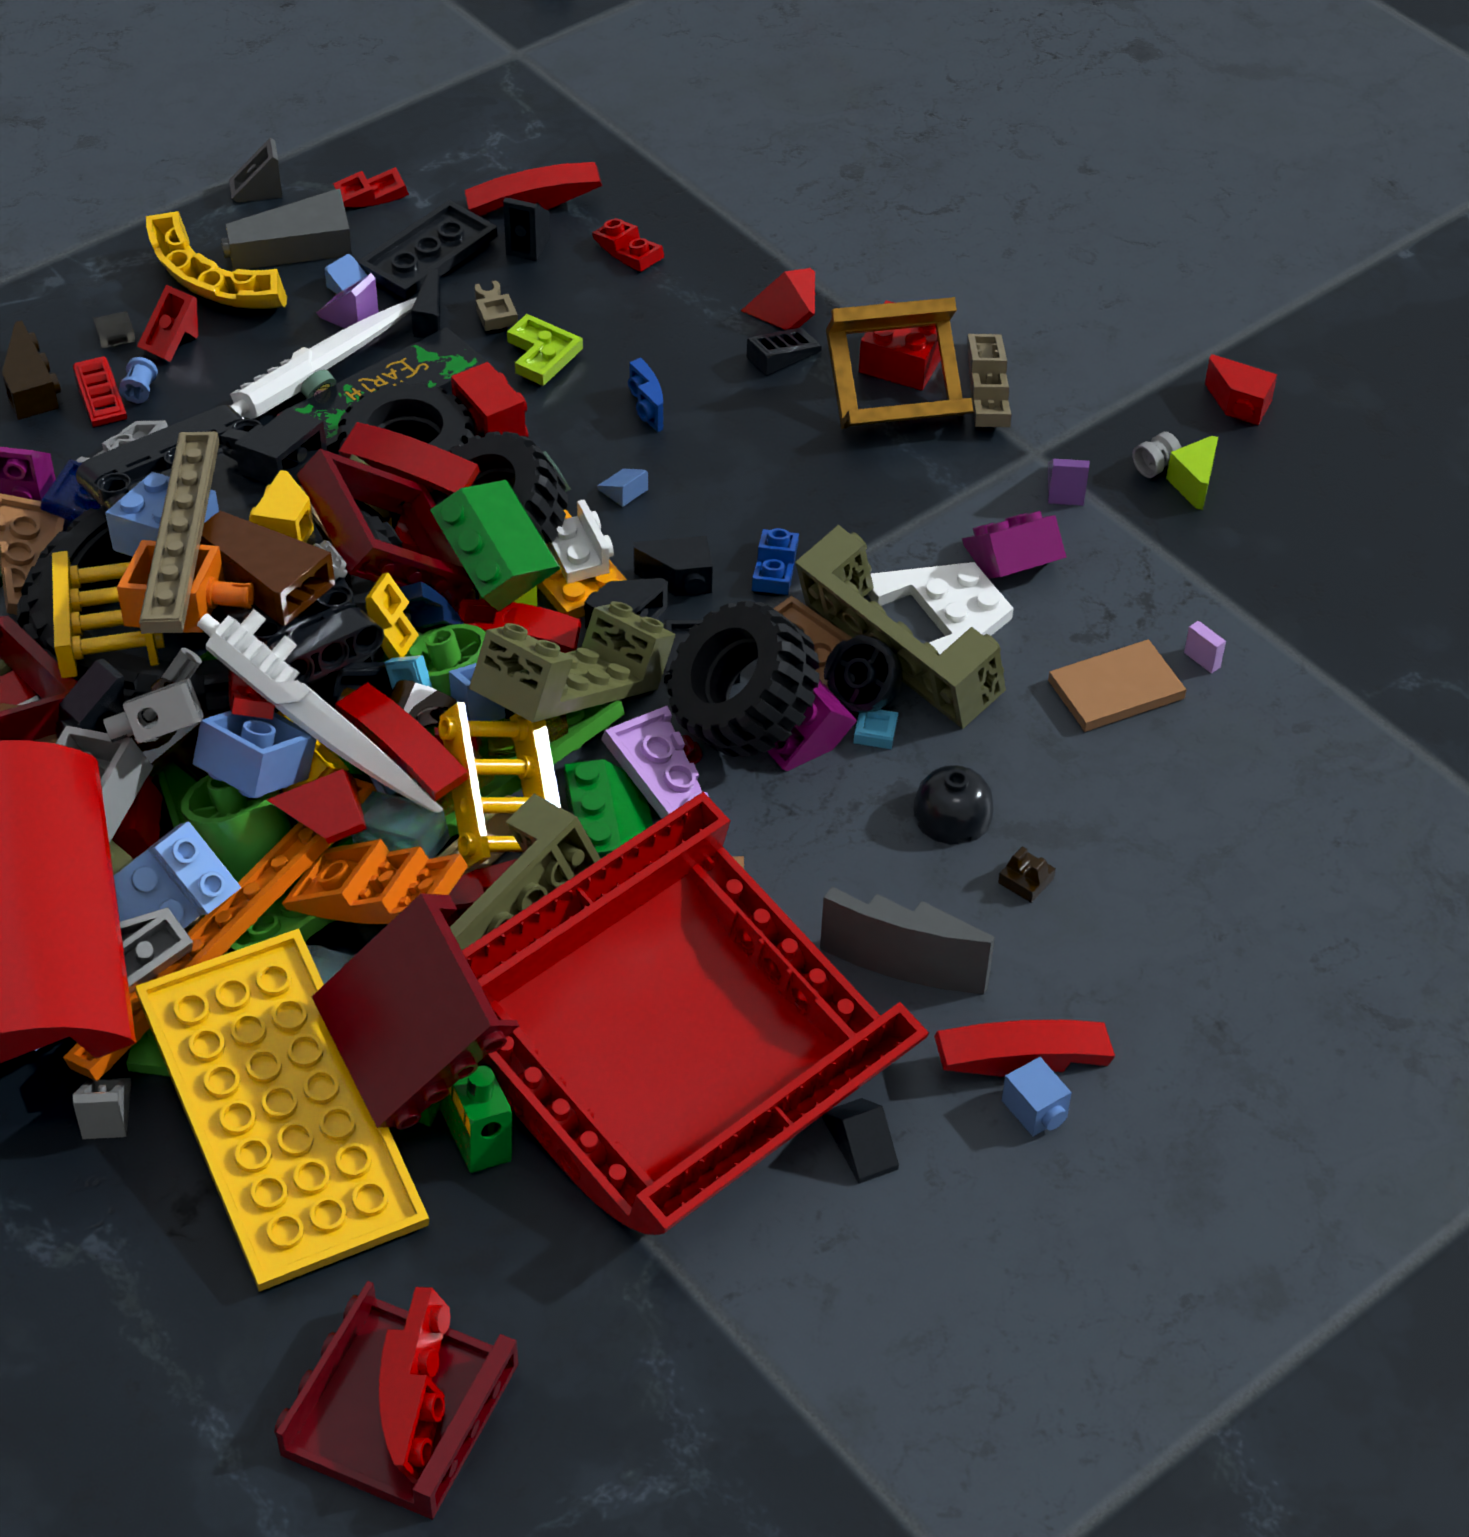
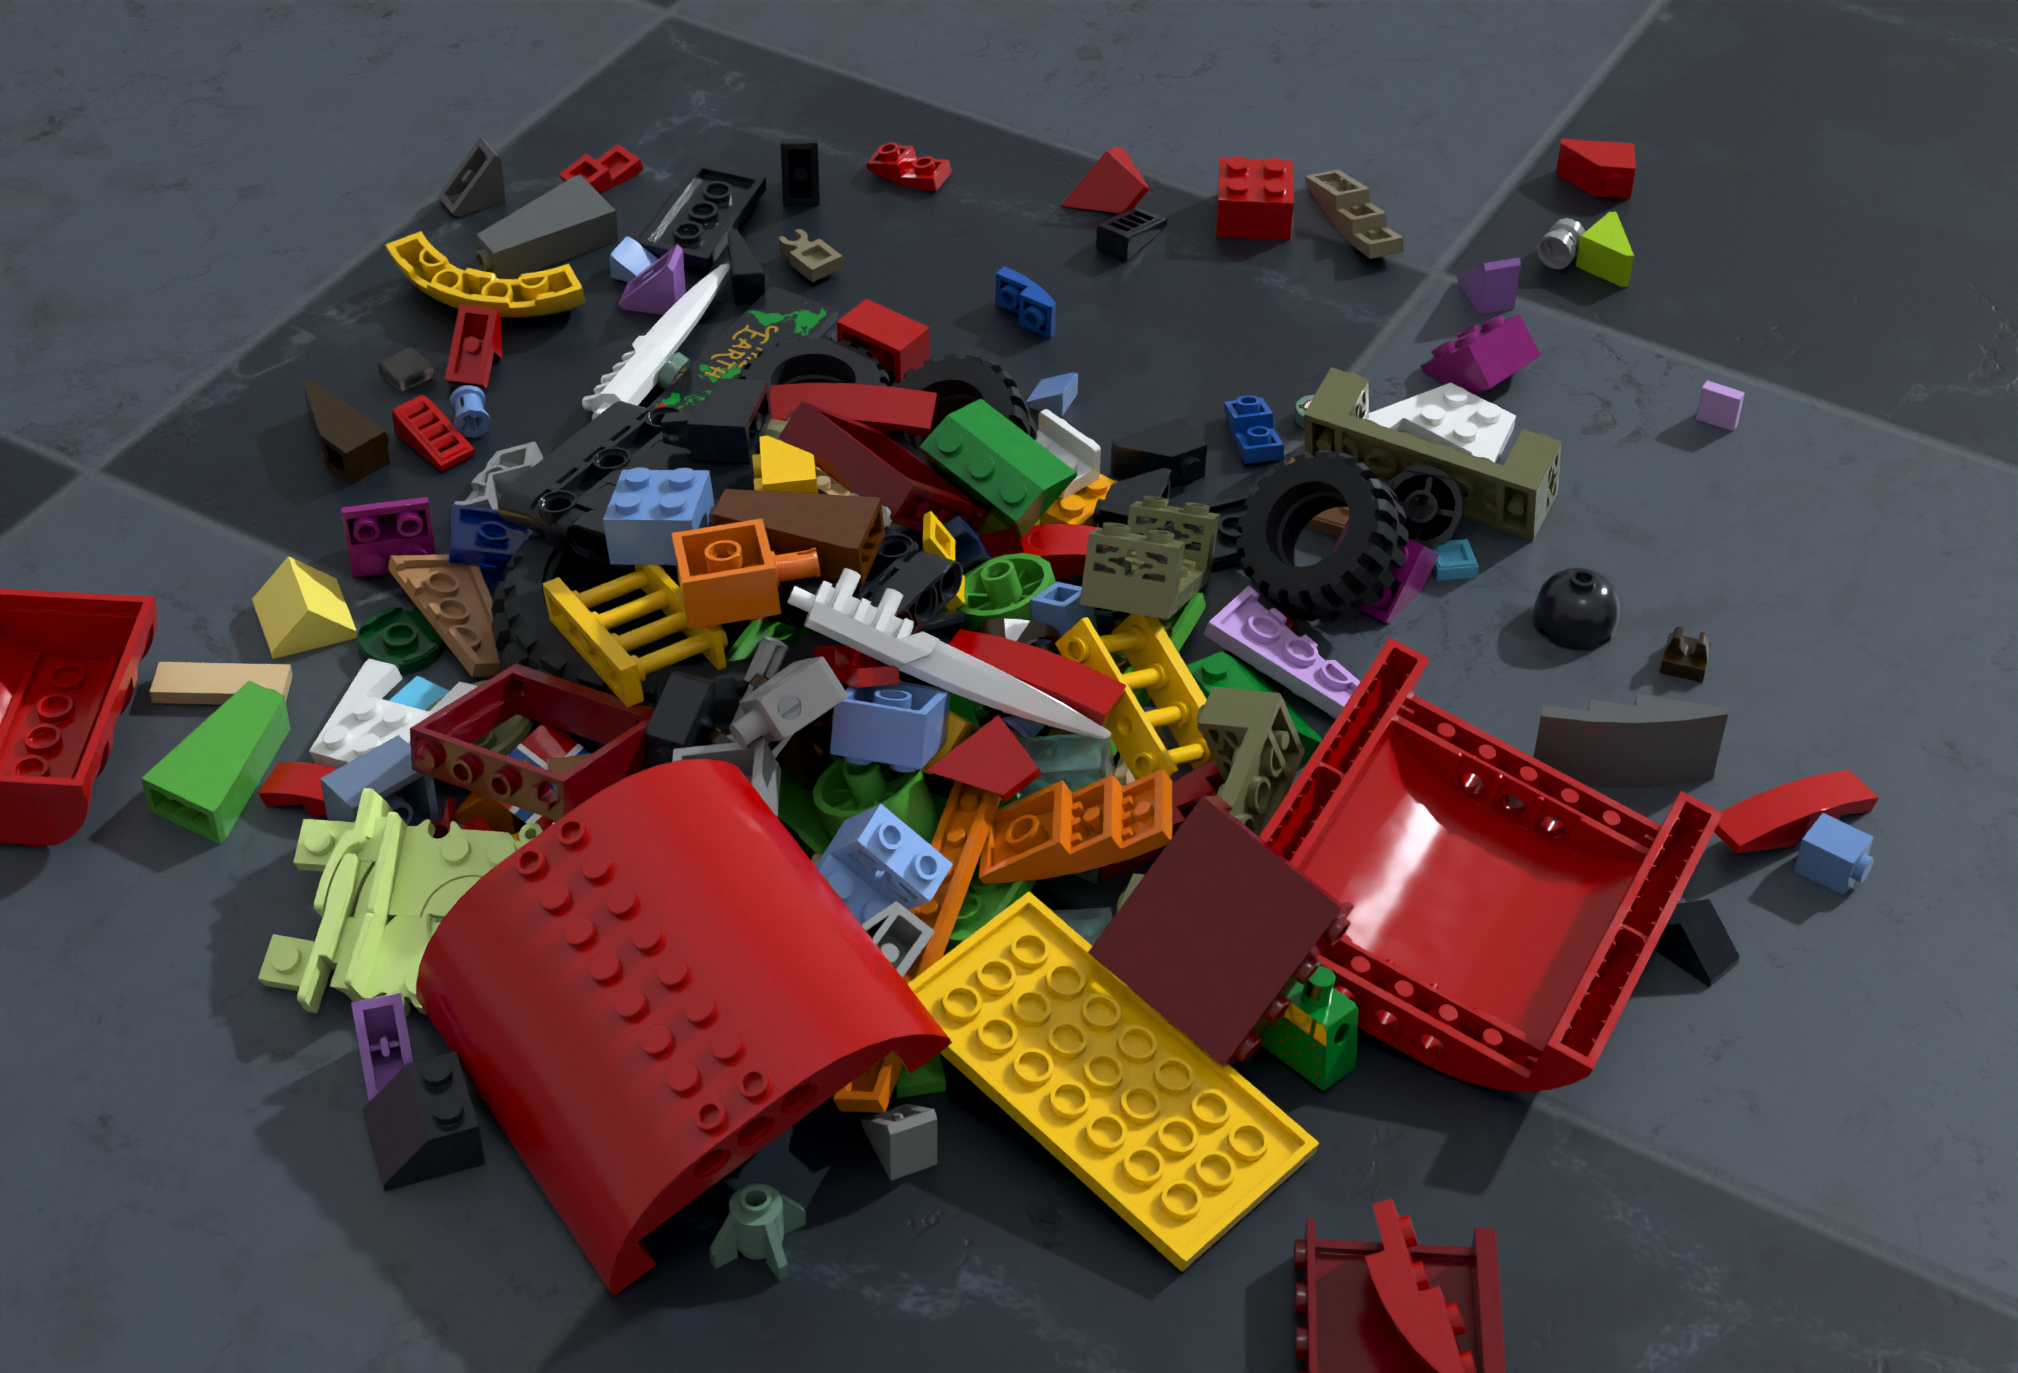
camera: 20 degrees left, 5 degrees down
(179, 534) = (714, 515): dark tan tile -> none
(408, 668) = (980, 609): medium azure tile -> none
(540, 185) = (762, 138): red slope -> none
(546, 347) = (892, 280): lime plate -> none
(892, 317) = (1251, 166): pearl gold piece -> none
(1116, 685) = (1656, 462): medium nougat tile -> none

